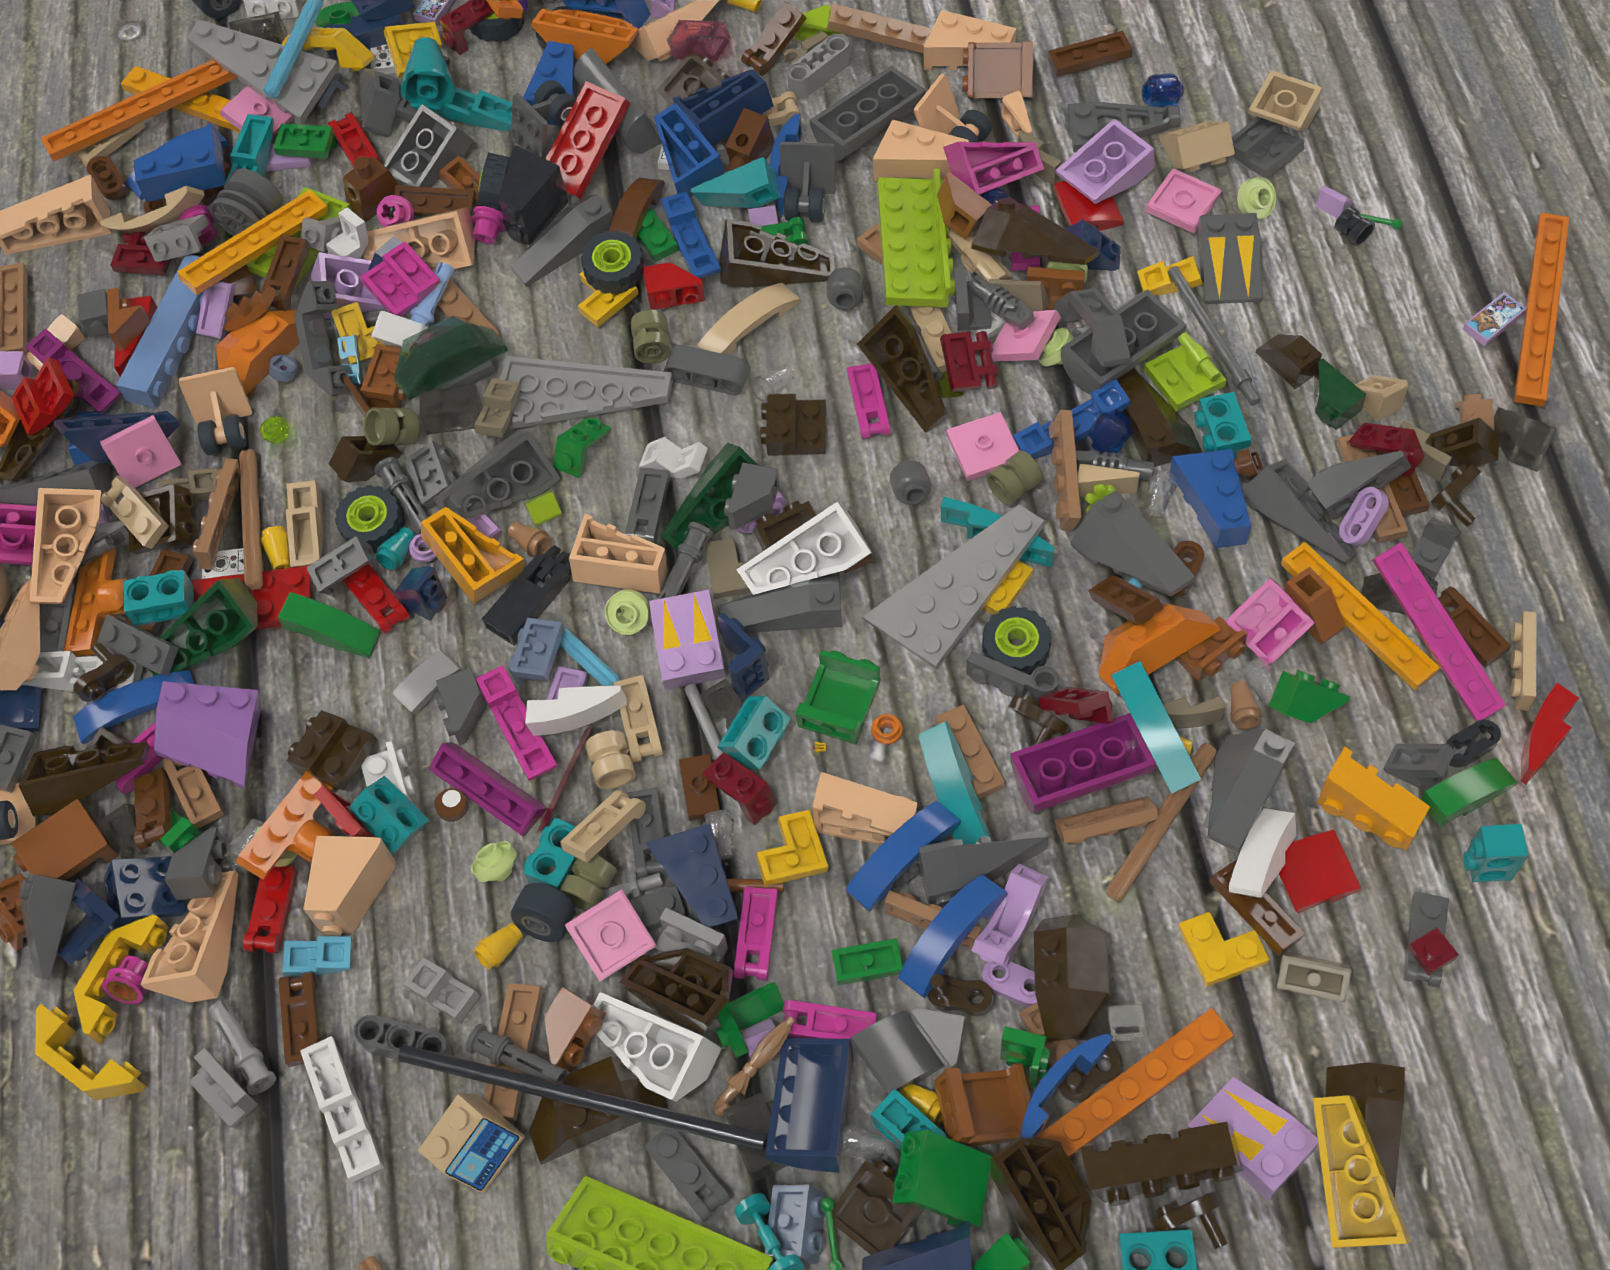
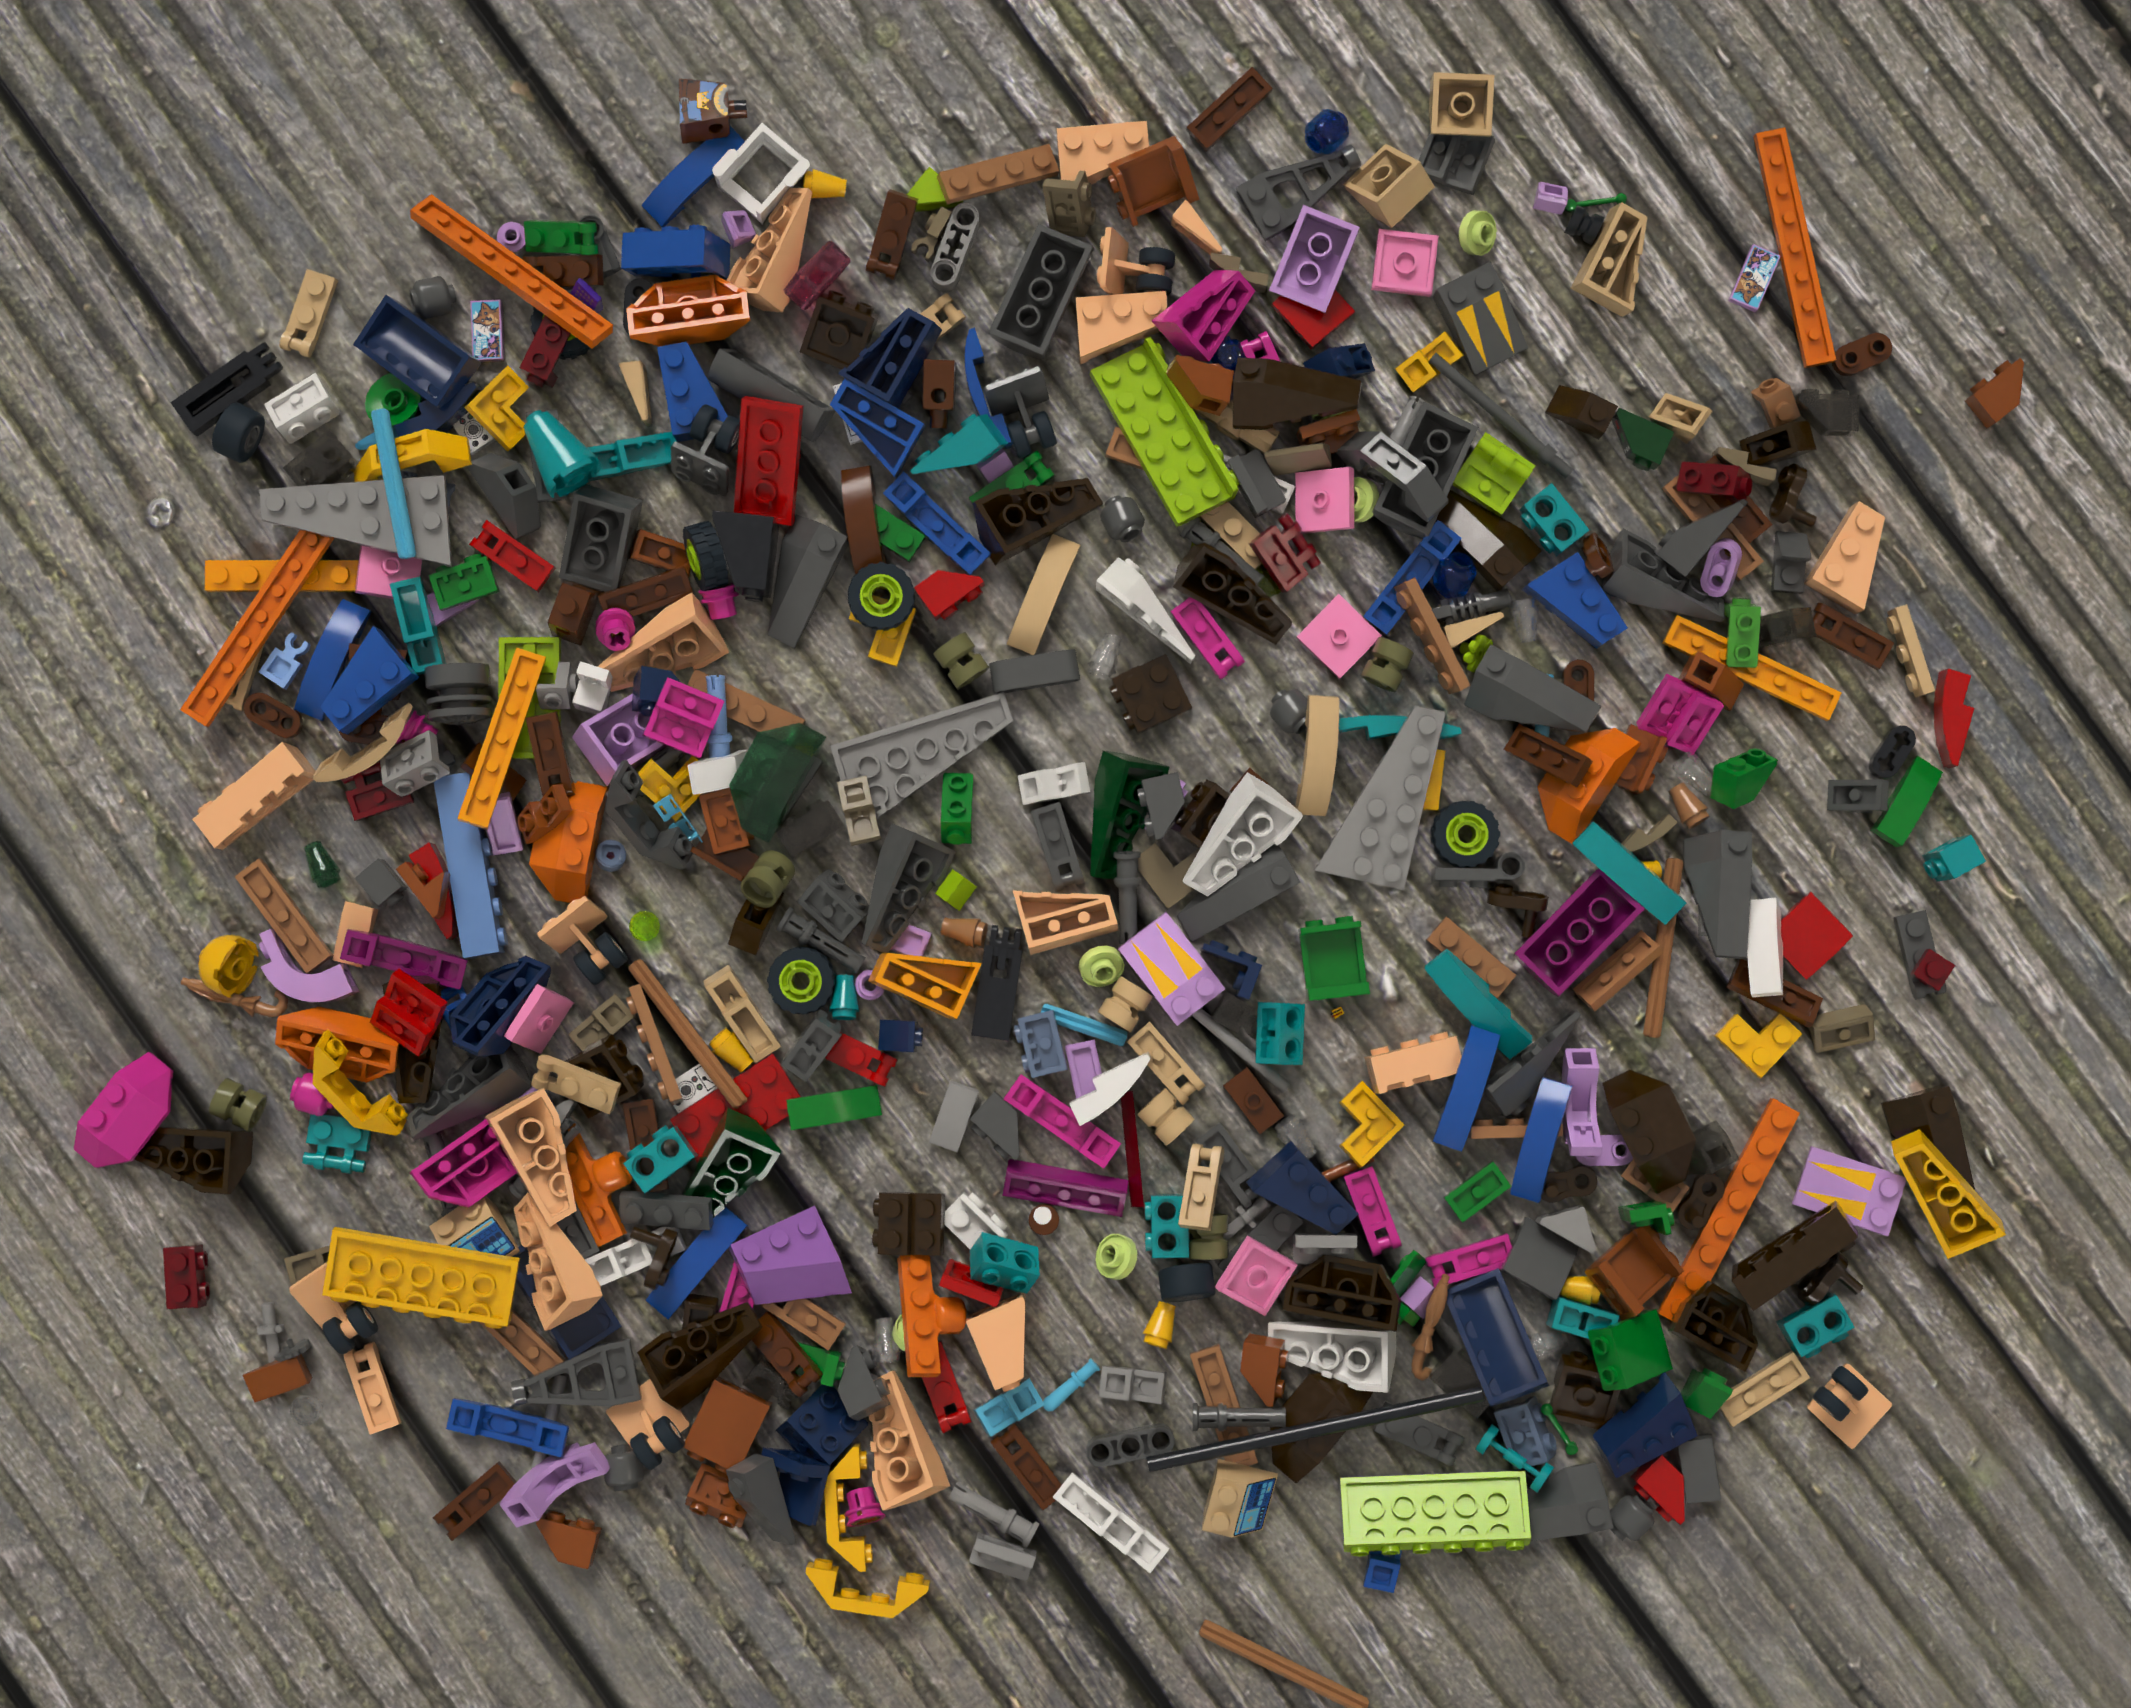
camera: 35 degrees left, 25 degrees up
(64, 289) = (321, 865): none -> clear green cone
(140, 146) = (283, 665): none -> light blue plate
(376, 965) = (1078, 1378): none -> medium azure piece
(521, 69) = (637, 382): none -> tan slope
(640, 647) = (1125, 1004): none -> tan wheel
(743, 786) = (1292, 1088): dark red bracket -> none
(819, 341) = (1132, 594): none -> white wedge
(886, 721) = (1398, 966): orange plate -> none
(911, 520) = (1319, 755): none -> tan slope
(924, 58) = (1069, 205): none -> dark tan bracket
(1002, 303) = (1291, 478): dark grey hinge -> none
(1079, 704) = (1552, 880): dark red bracket -> none
(1082, 1056) = (1681, 1273): blue slope -> none
(1359, 579) = (1742, 633): none -> bright green bracket
(1365, 255) = (1613, 261): none -> tan wedge
(1371, 802) = (1833, 854): light orange wedge -> none
(1438, 632) = (1832, 667): dark pink plate -> none
(1491, 558) = (1849, 559): none -> light nougat wedge
(1575, 410) = (1863, 354): none -> reddish brown plate

